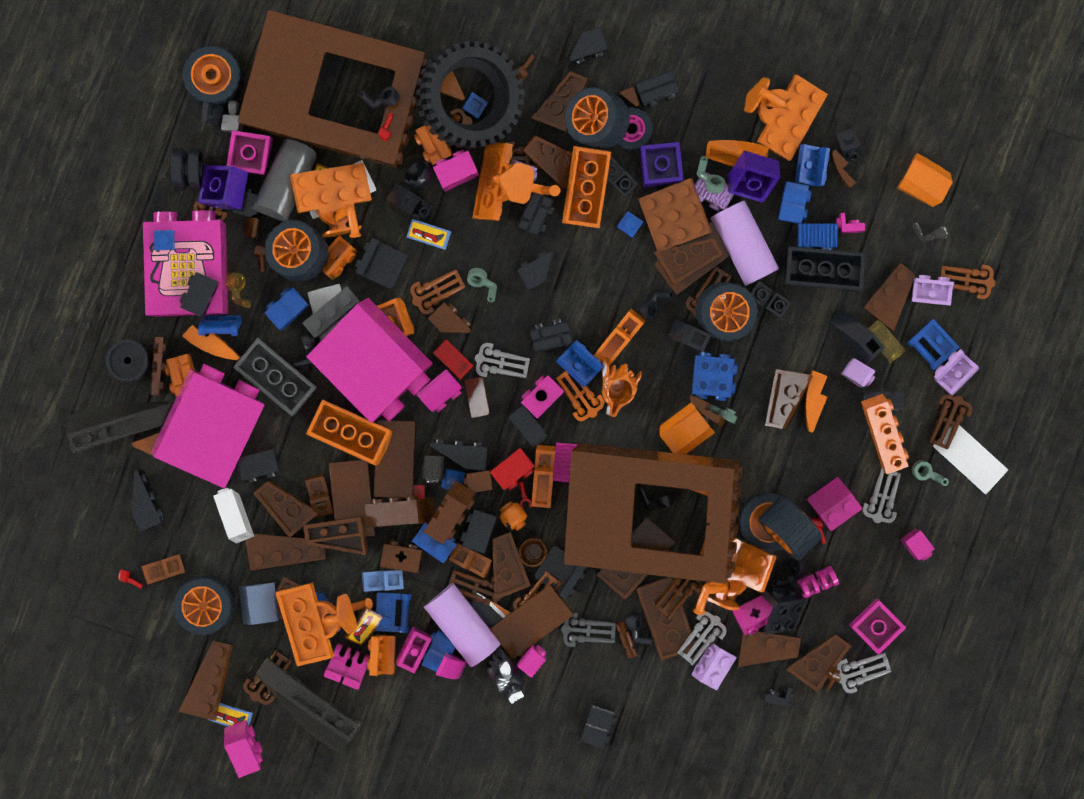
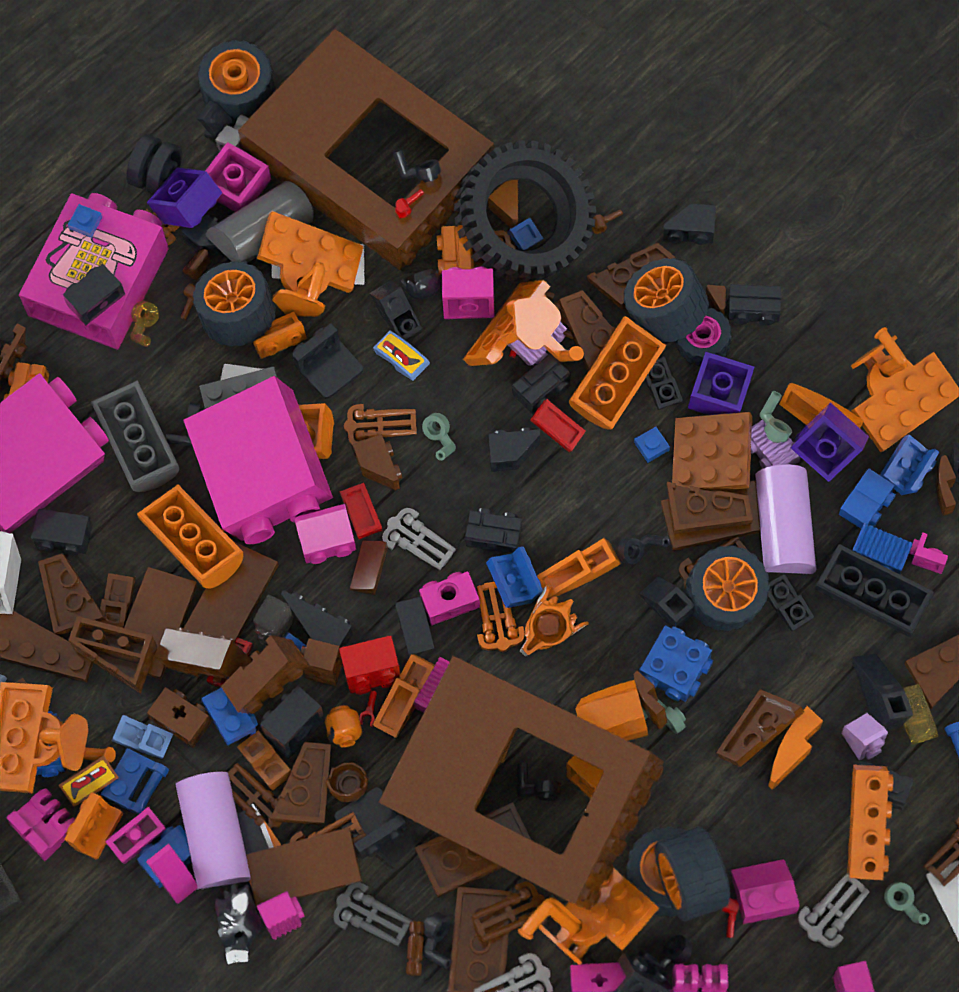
camera: 25 degrees right, 20 degrees down
(212, 344) = (77, 368): orange slope -> none
(219, 324) = (97, 349): blue plate -> none
(286, 309) = (189, 368): blue brick -> none
(560, 240) = (557, 425): none -> red tile

